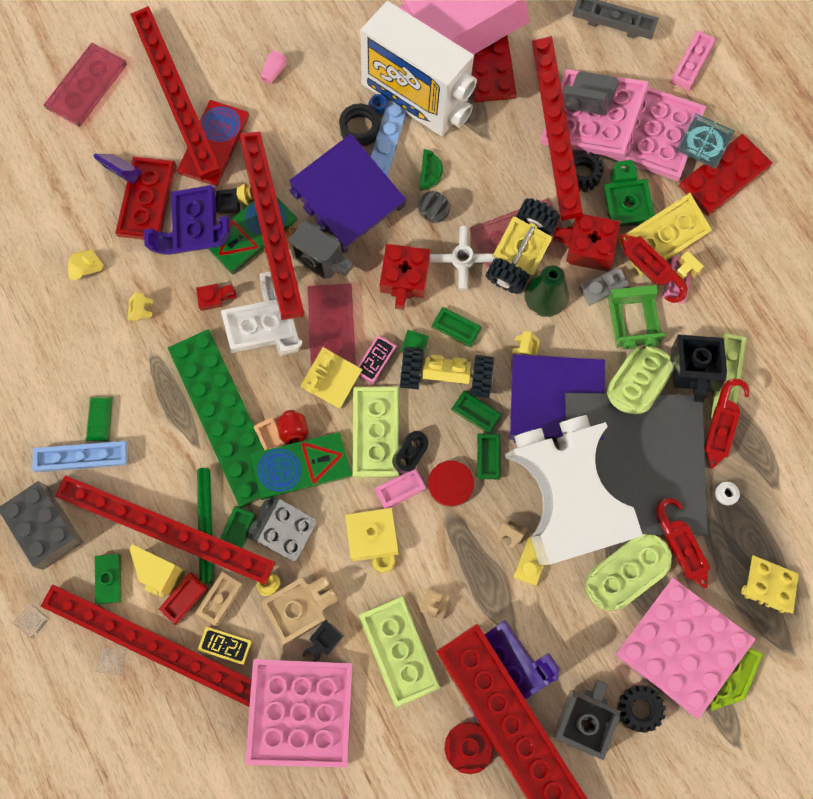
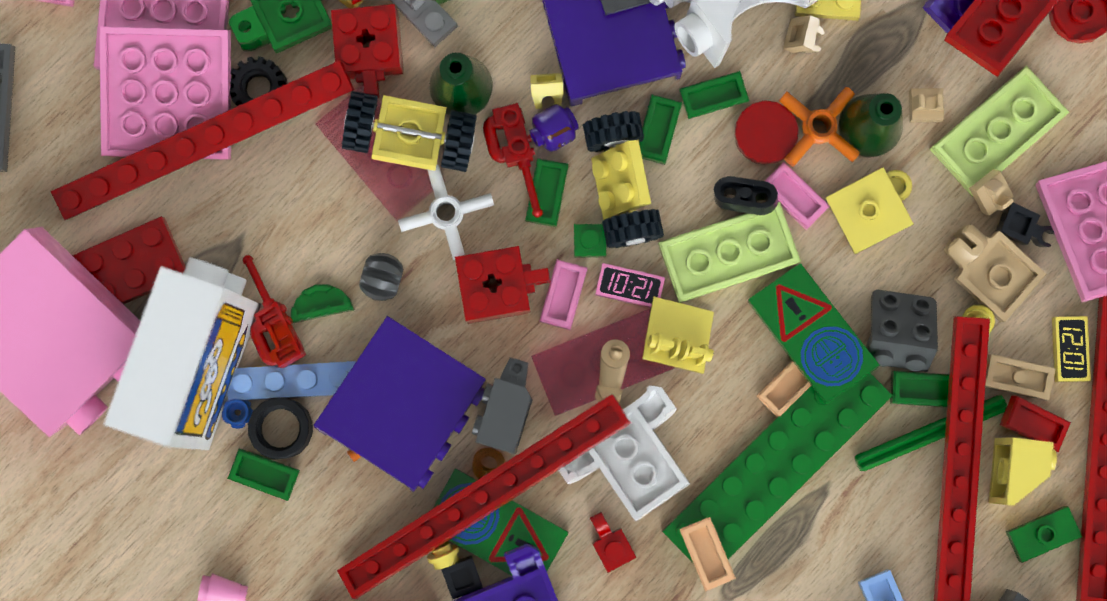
camera: 105 degrees left, 10 degrees up
(182, 347) = (707, 554): none -> light nougat tile
(292, 427) = (764, 363): red head -> none
(327, 330) = (613, 366): none -> tan piece
(333, 108) = (263, 474): none -> green tile
(355, 626) = (992, 192): none -> tan tile
(384, 316) = (563, 294): none -> bright pink tile
(410, 138) = (277, 323): none -> red piece
(431, 568) = (872, 123): none -> dark green cone
(437, 510) = (828, 117): none -> orange bar
(492, 316) = (518, 148): none -> red piece
(498, 342) = (554, 127): none -> dark purple head
(590, 93) = (139, 103): dark grey bracket -> none

